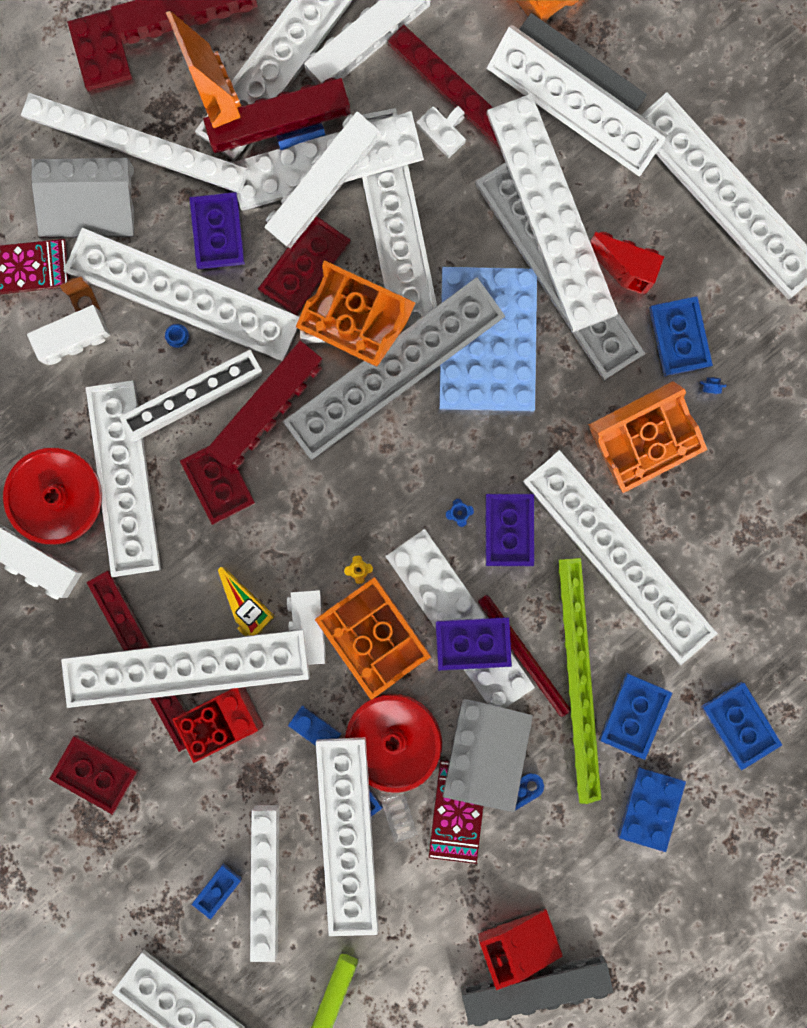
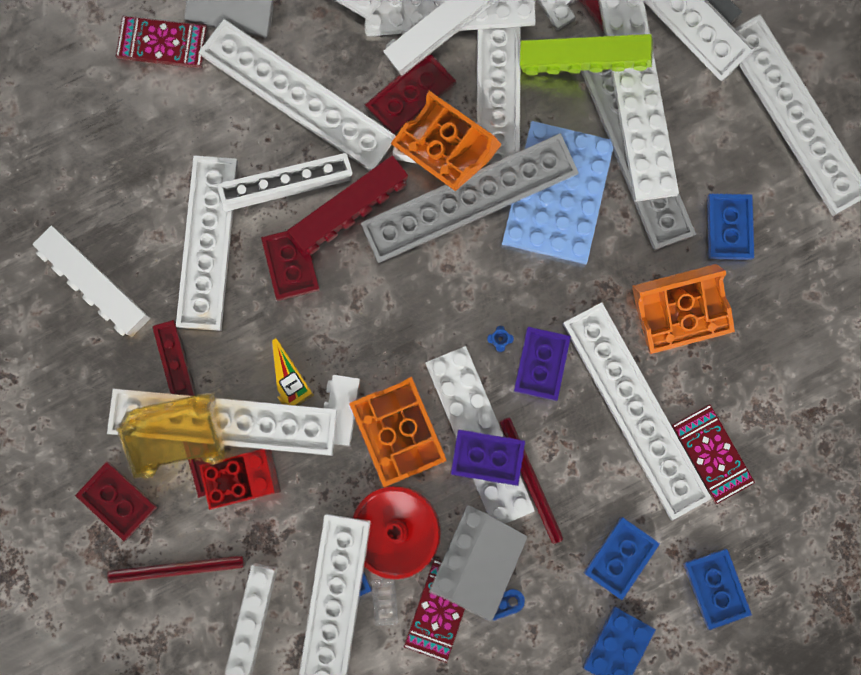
camera: 10 degrees right, 5 degrees down
(52, 496) = (140, 243): red dish -> none
(68, 335) = (189, 107): white brick -> none
(78, 288) = (206, 70): dark orange bracket -> none
(135, 694) = (172, 434): none -> clear yellow windscreen
(173, 830) = (175, 569): none -> dark red axle
(177, 335) = (284, 129): blue plate -> none
(216, 891) = (202, 634): blue plate -> none
(217, 230) = (340, 47): dark purple plate -> none
(312, 726) = (323, 501): blue plate -> none
(358, 576) = (391, 368): yellow plate -> none
(486, 181) = (586, 54): none -> lime brick
(579, 680) = (577, 515): lime plate -> none
(628, 264) = (695, 150): red slope -> none
(709, 585) = (713, 454): none -> dark red tile
(713, 385) = (751, 275): blue plate -> none

